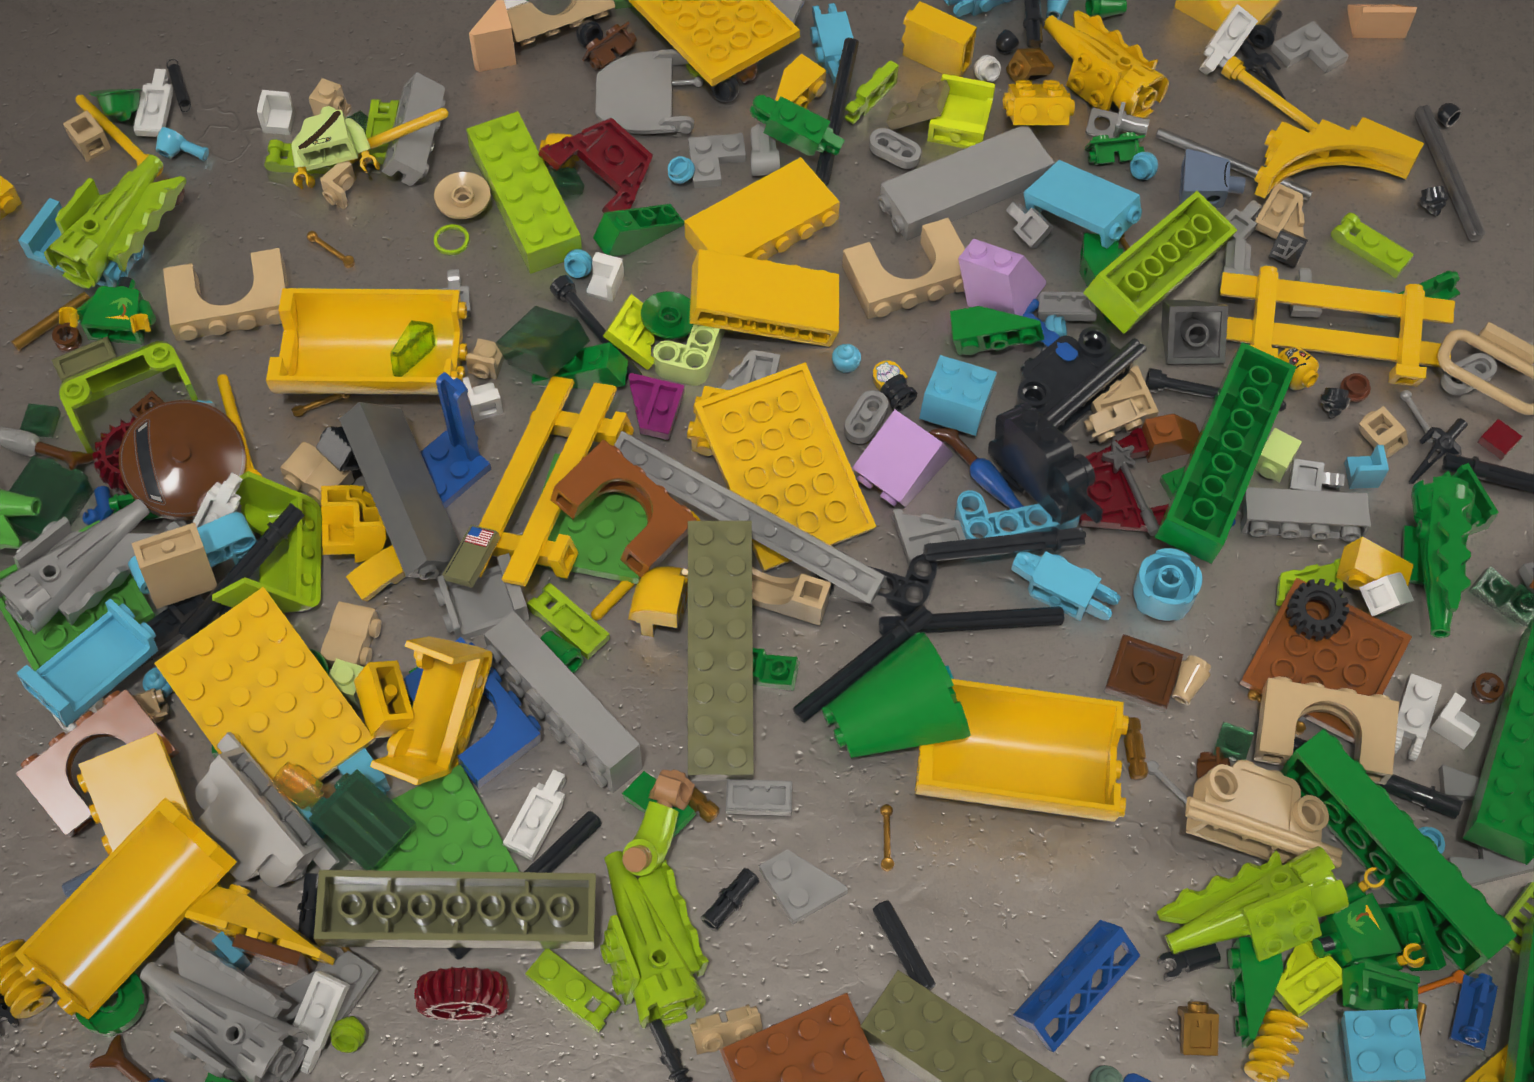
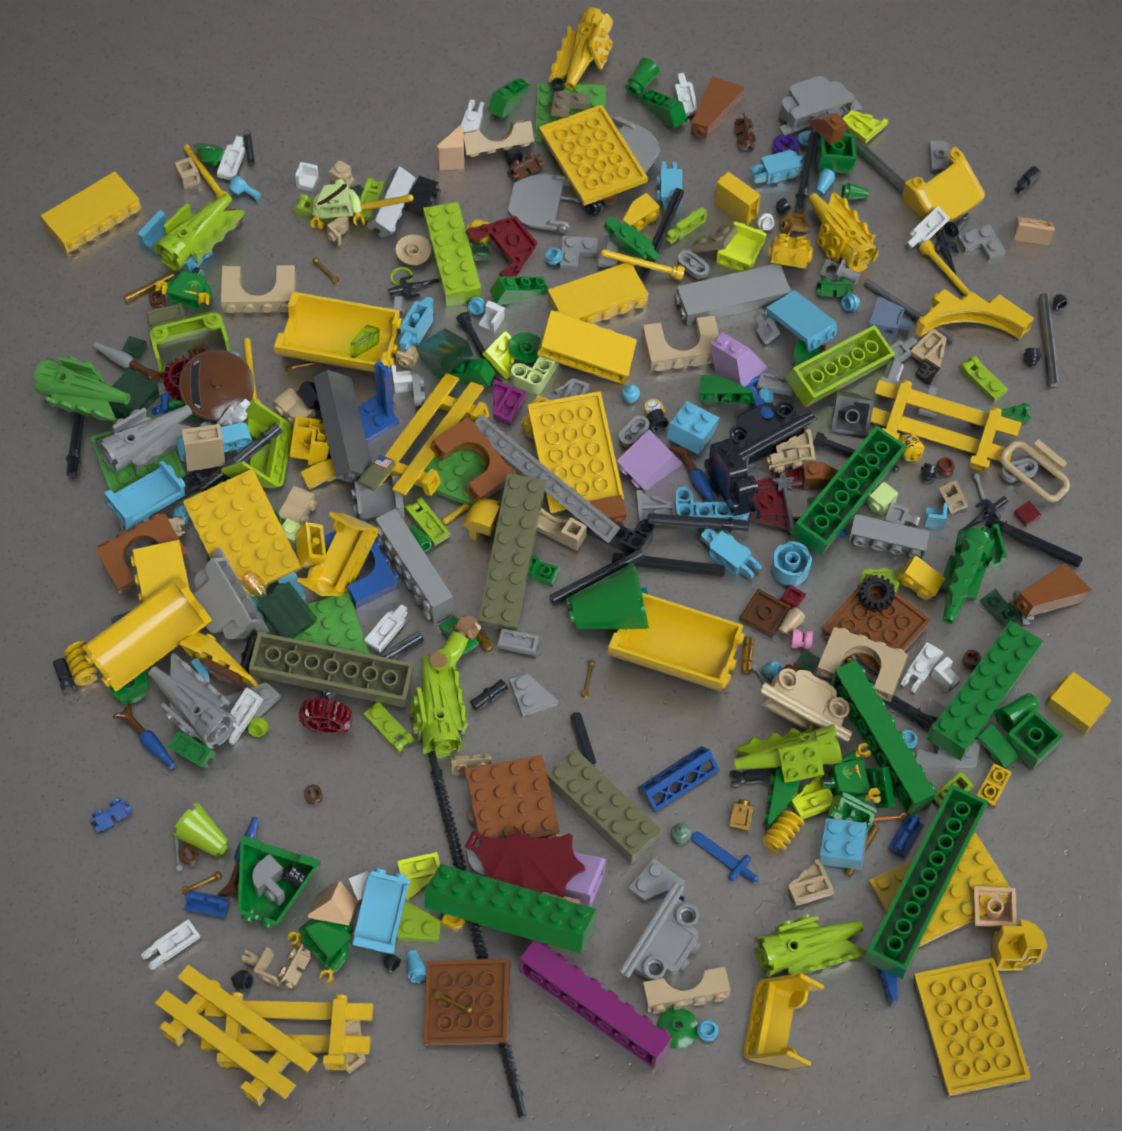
camera: 10 degrees right, 0 degrees up
(463, 254) = (406, 287): none -> black piece
(464, 107) = (424, 194): none -> black brick
(489, 306) = (416, 323): none -> medium azure hinge
(514, 420) = (419, 397): none -> light grey plate
(863, 545) = (612, 507): none -> dark orange slope
(872, 163) = (675, 271): none -> yellow piece
(1180, 637) = (793, 596): none -> dark red tile
(1181, 766) = (772, 669): none -> medium azure plate
(1215, 706) = (796, 640): none -> bright pink wheel
(1386, 594) = (922, 592): white panel -> none

